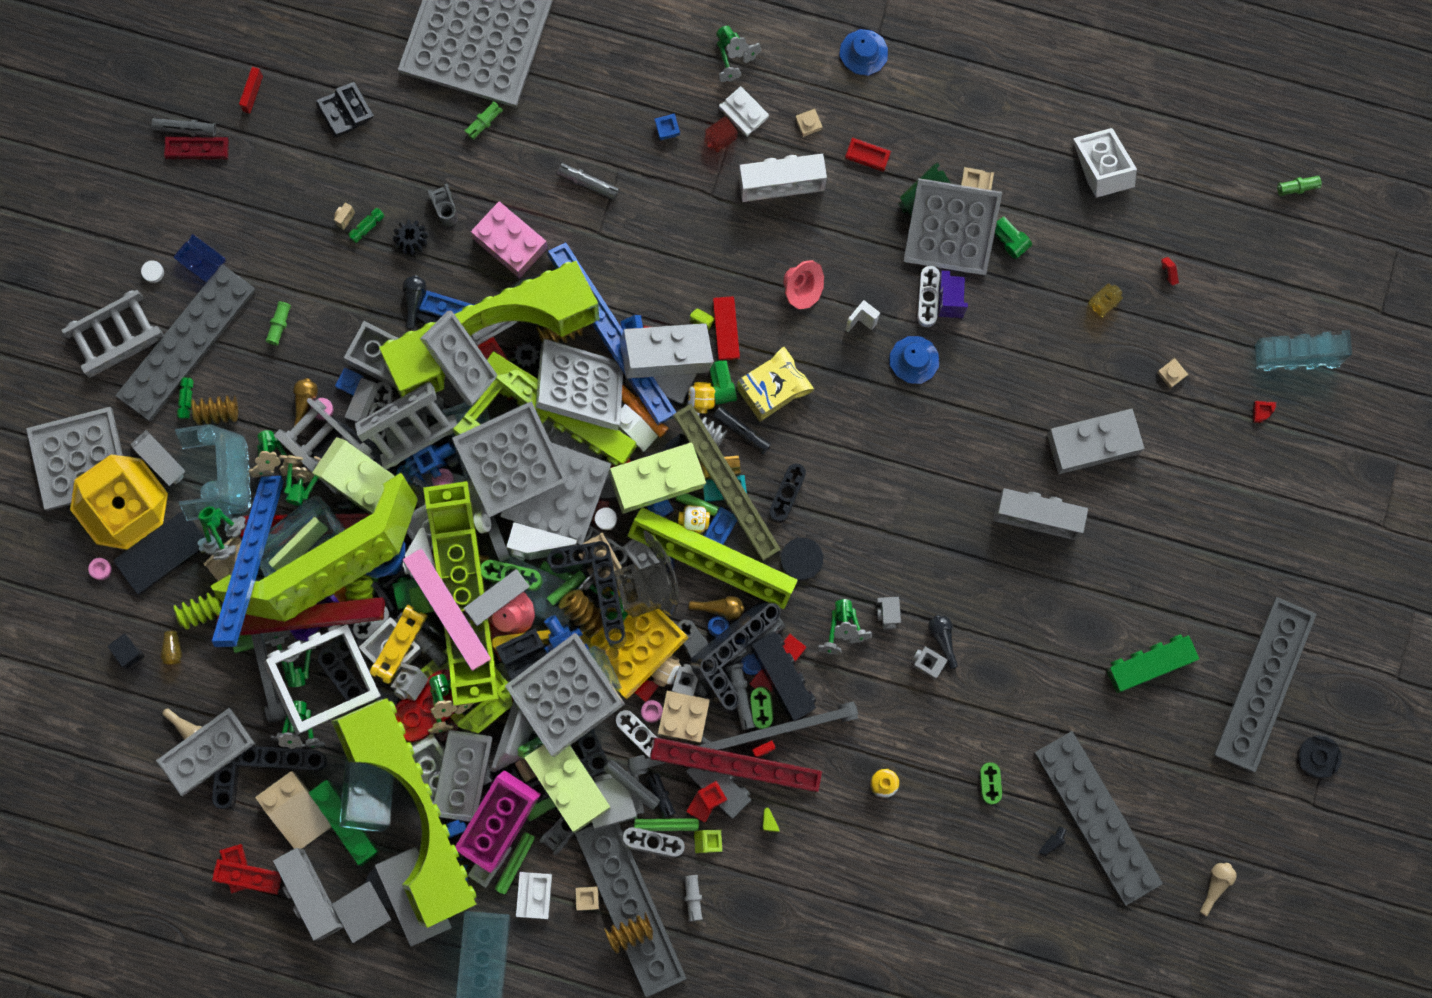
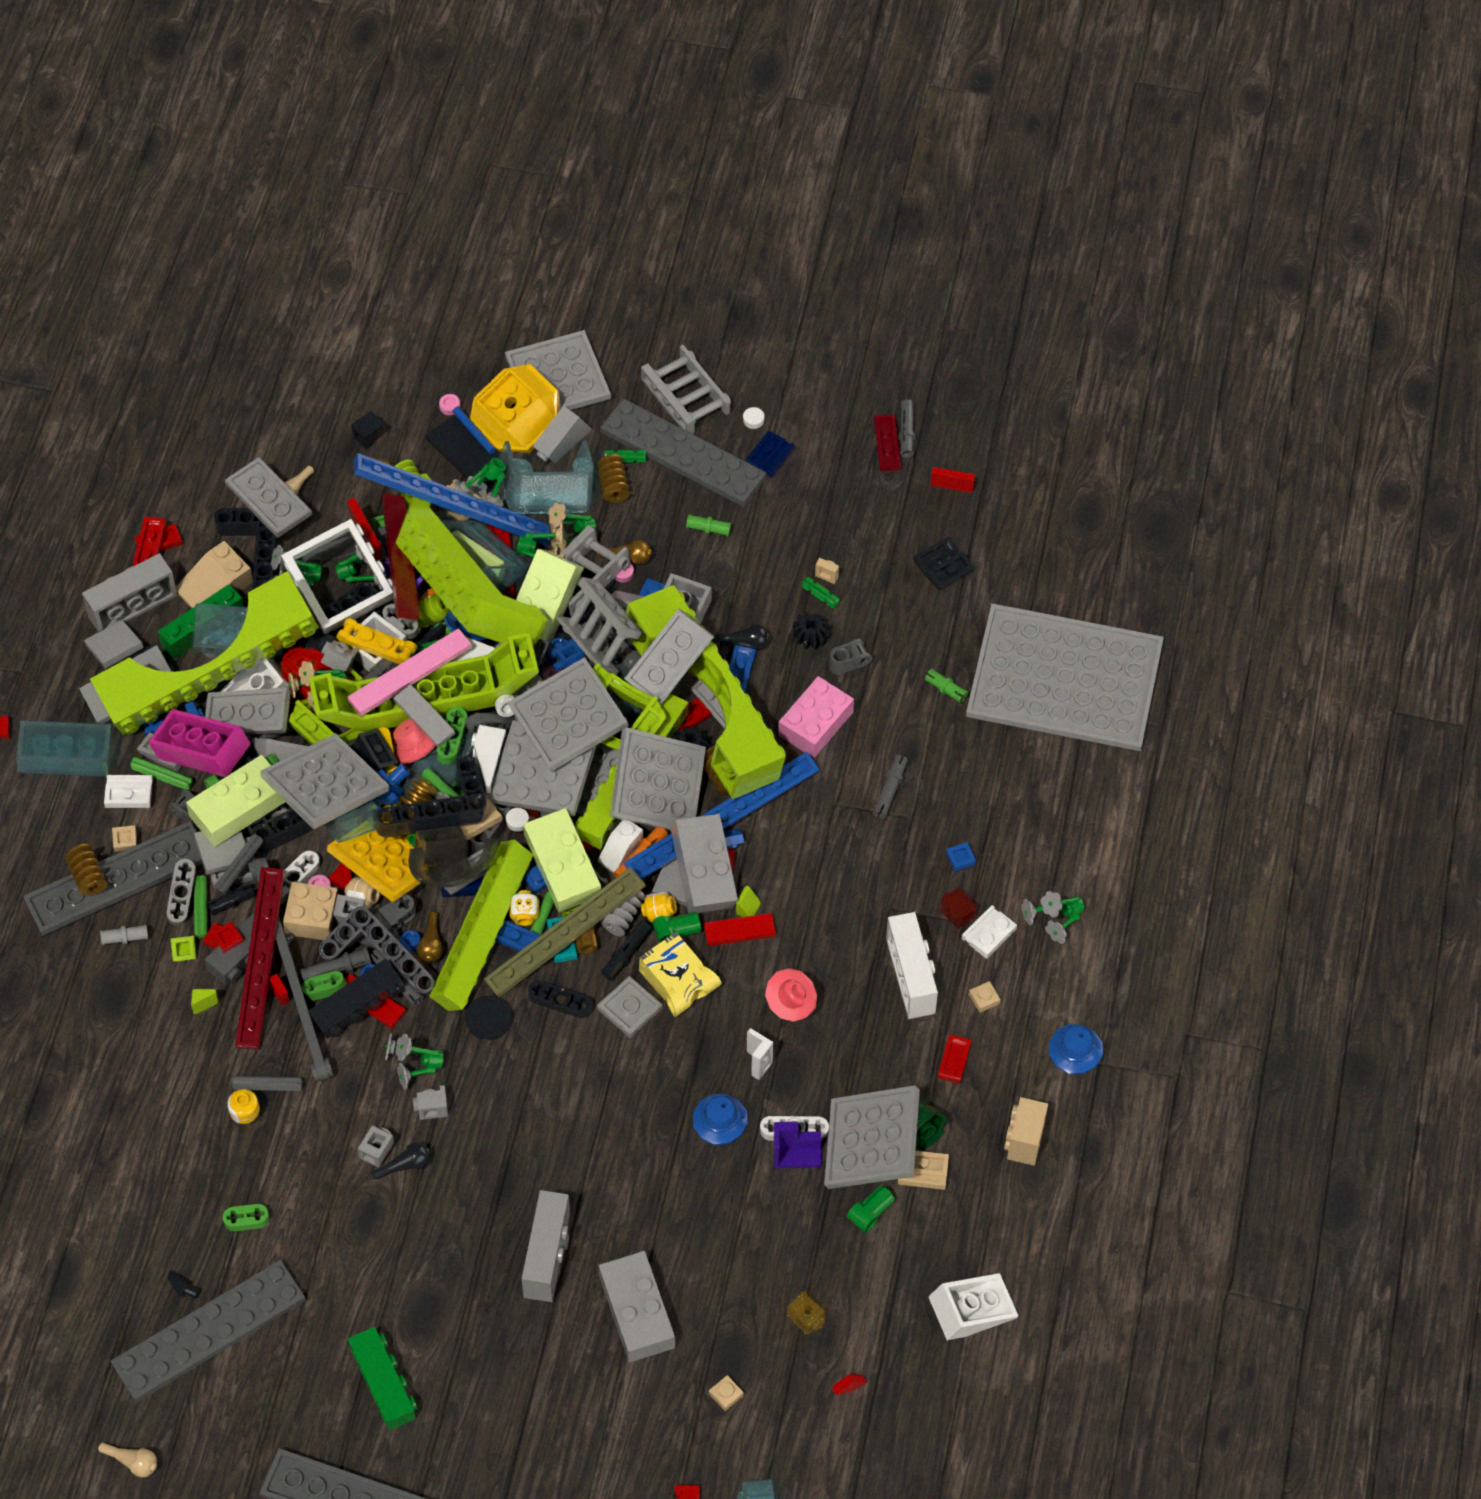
camera: 90 degrees right, 20 degrees down
(139, 544) = (474, 430): none -> blue bar
(256, 654) = (369, 536): none -> red tile
(798, 431) = (629, 1006): none -> light grey tile
(857, 763) = (267, 1083): none -> dark grey axle
(950, 97) = (1025, 1131): none -> tan brick

